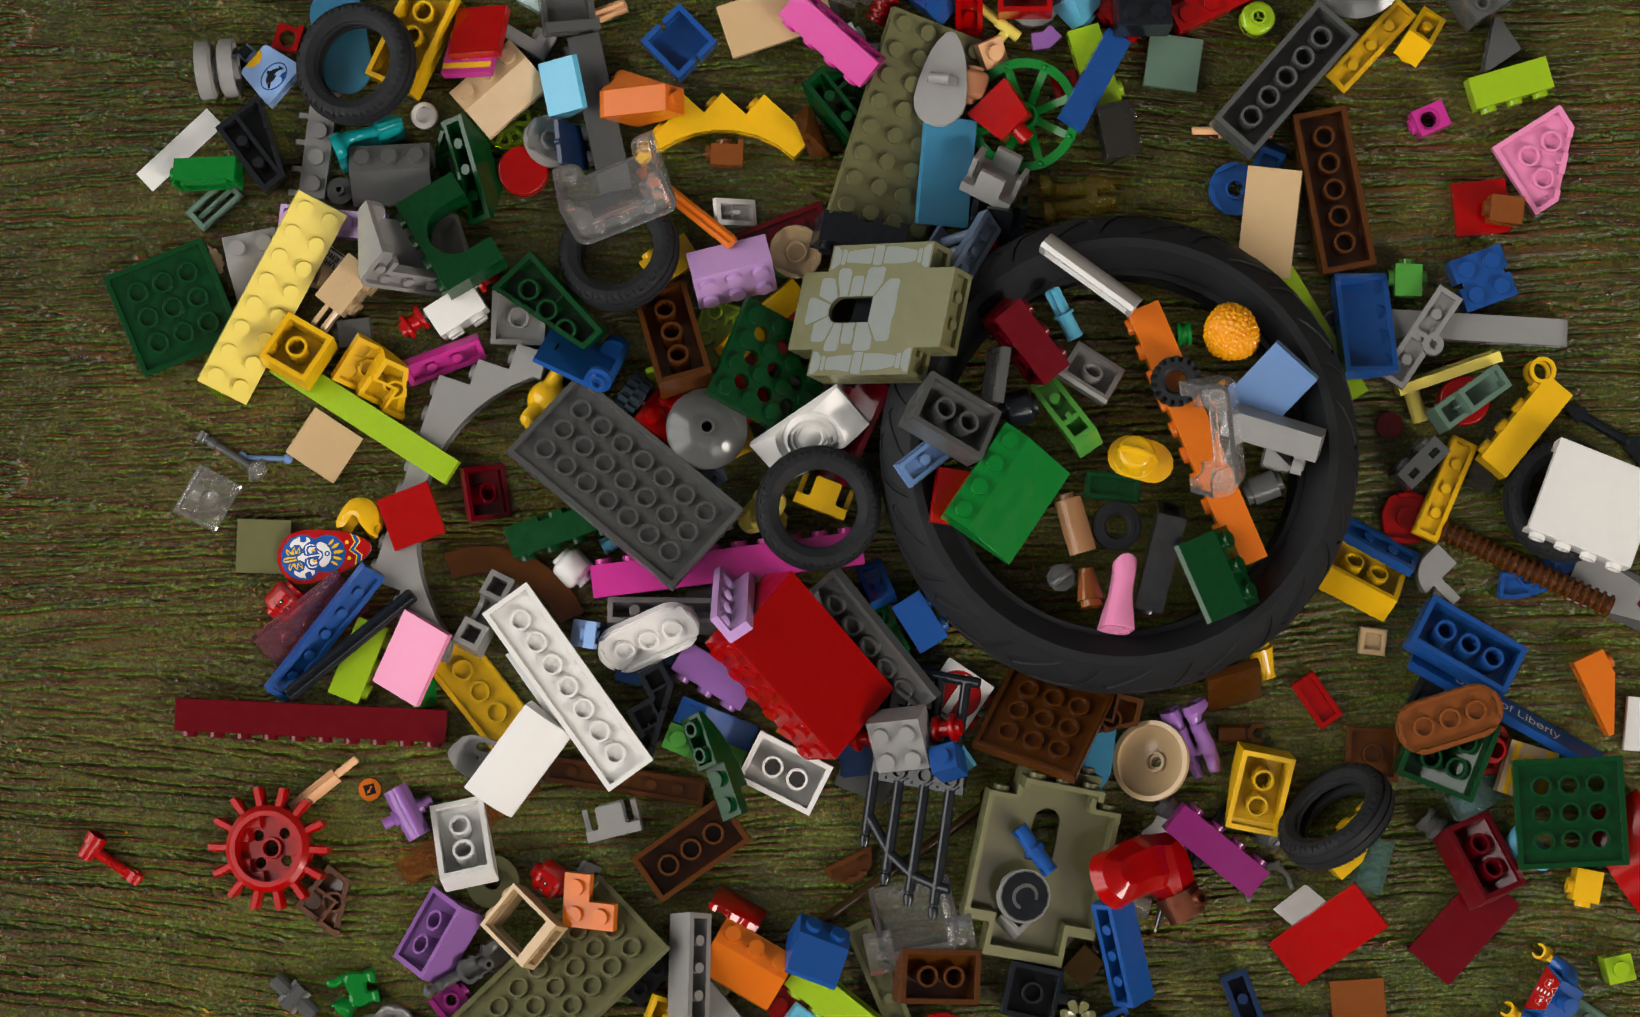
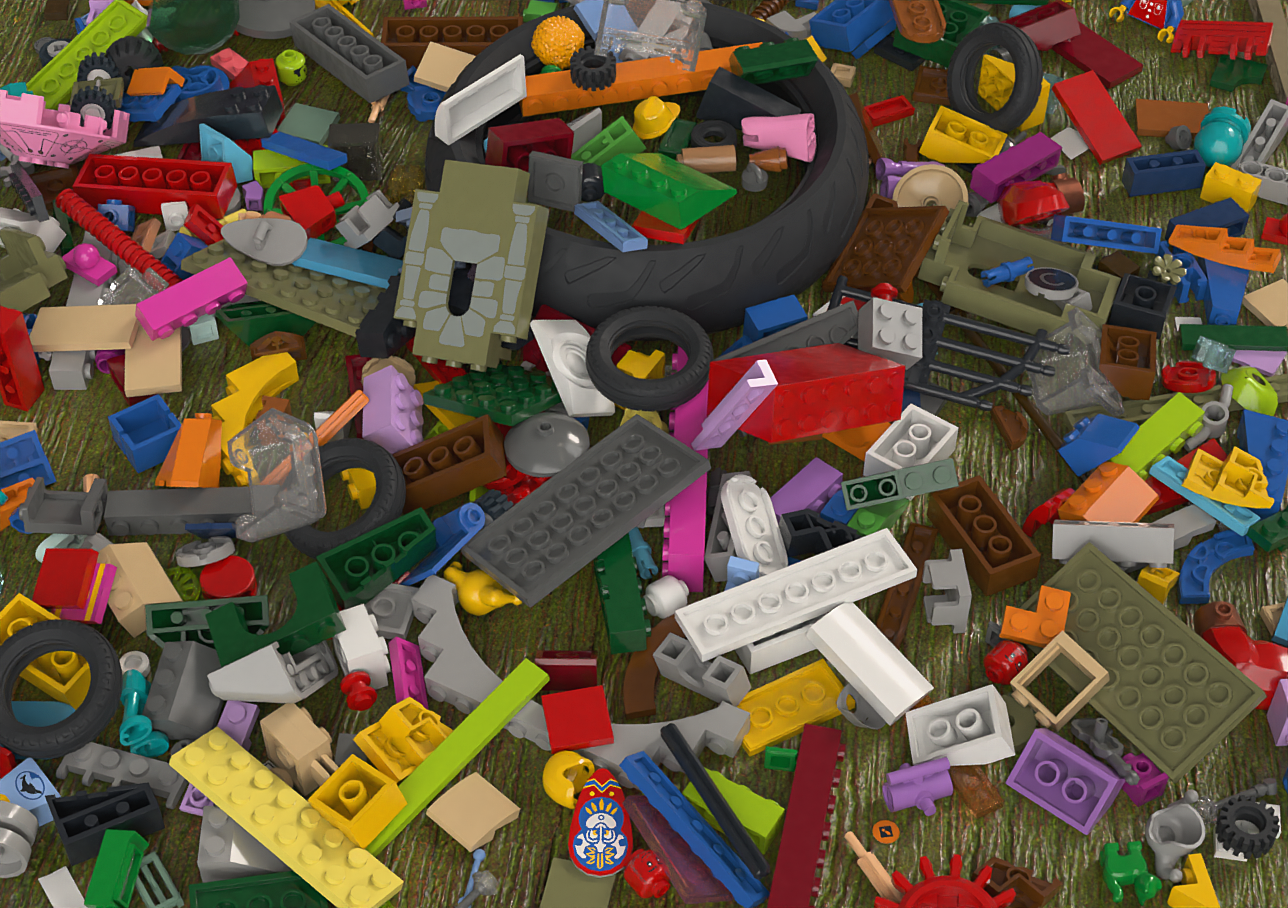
camera: 80 degrees left, 40 degrees down
(412, 657) = (739, 740): bright pink tile -> none
(563, 87) = (154, 520): medium azure slope -> none
(947, 761) = (918, 293): blue brick -> none
(950, 419) = (590, 200): dark grey slope -> none

